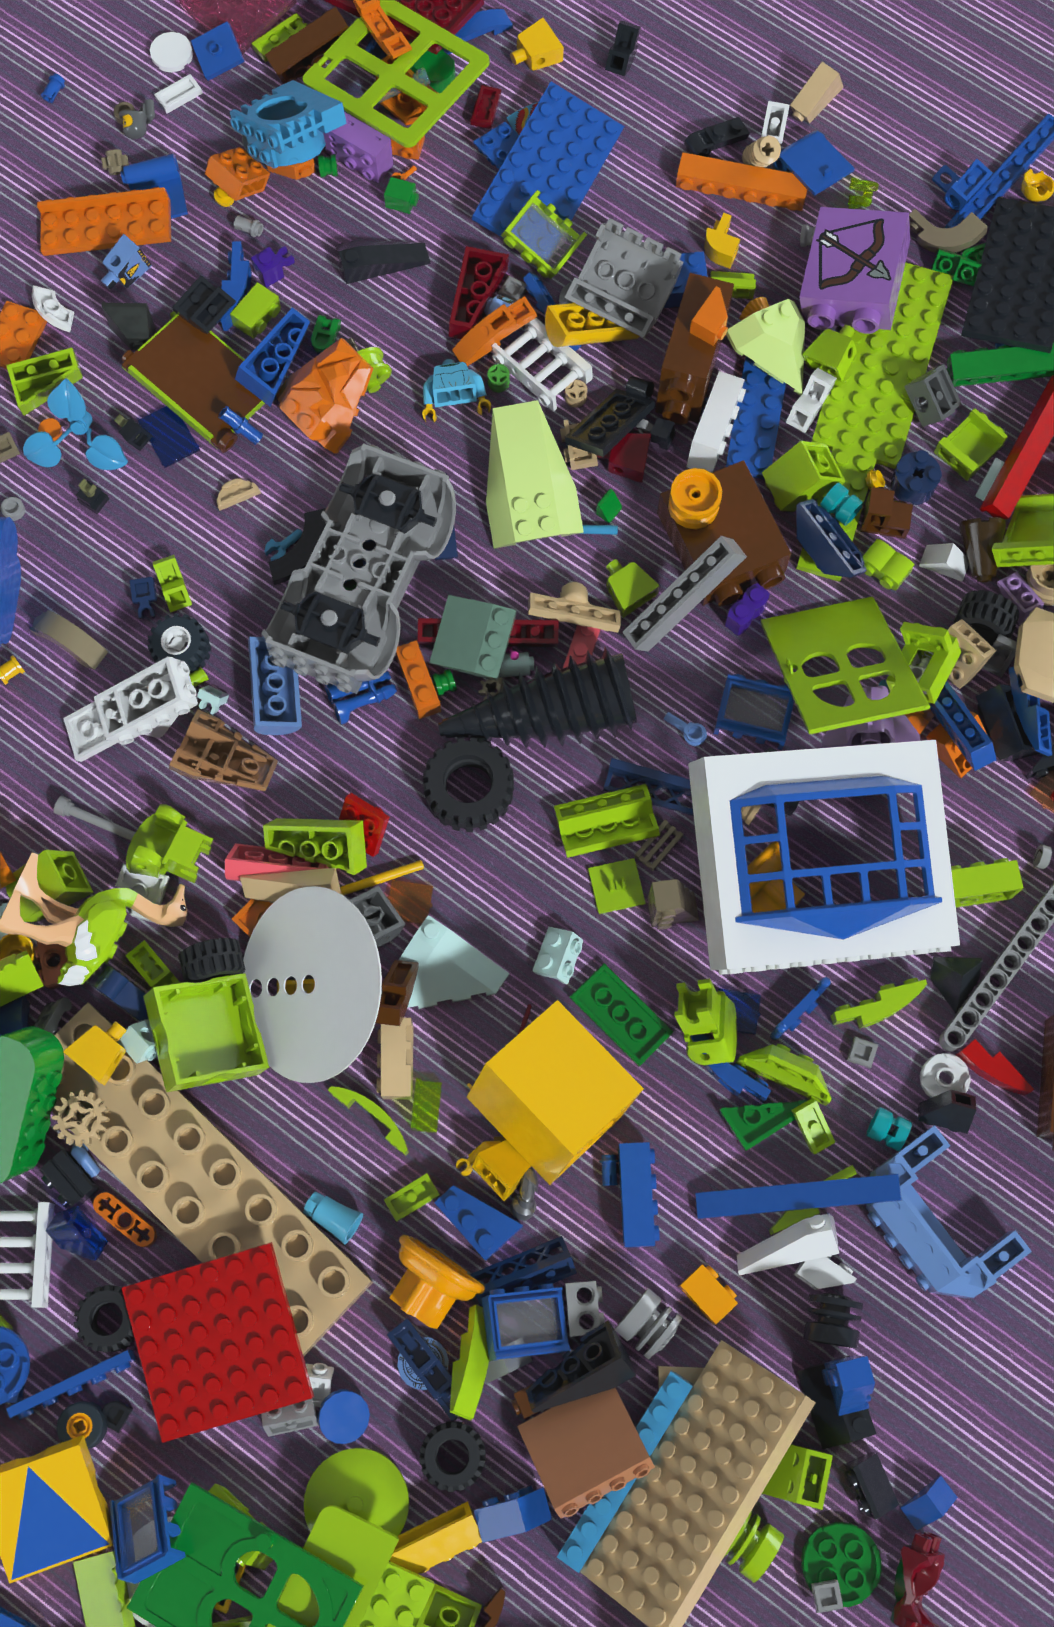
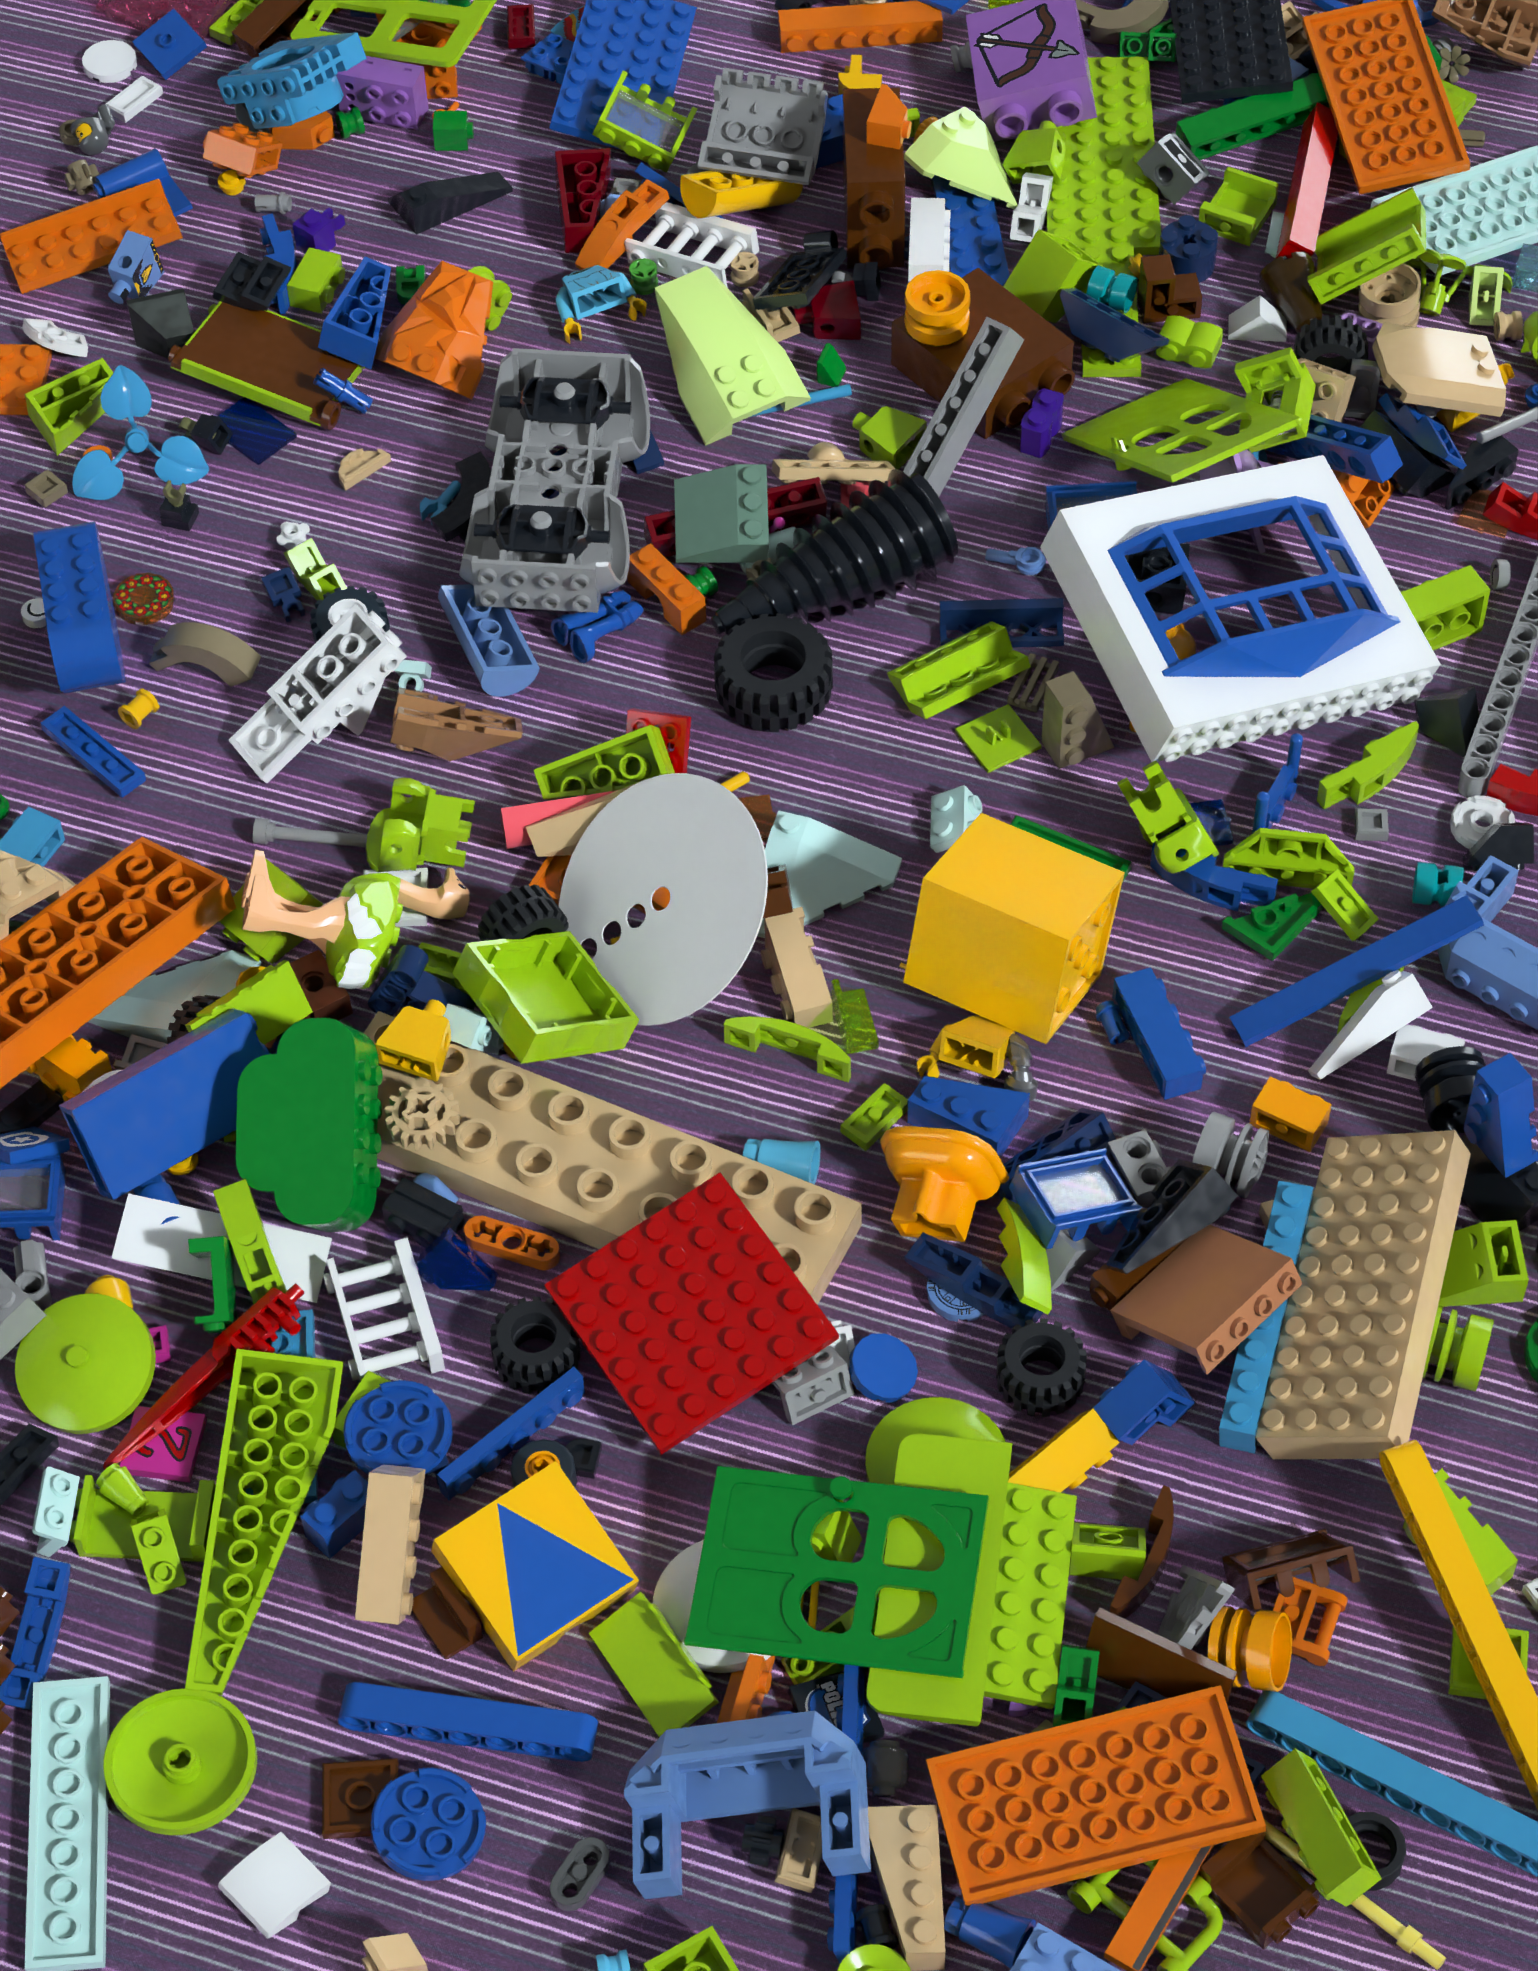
camera: 15 degrees left, 20 degrees down
(44, 568) = (144, 598): none -> tile
(143, 1531) = (678, 1544): blue window -> none
(169, 549) = (292, 534): none -> white plate

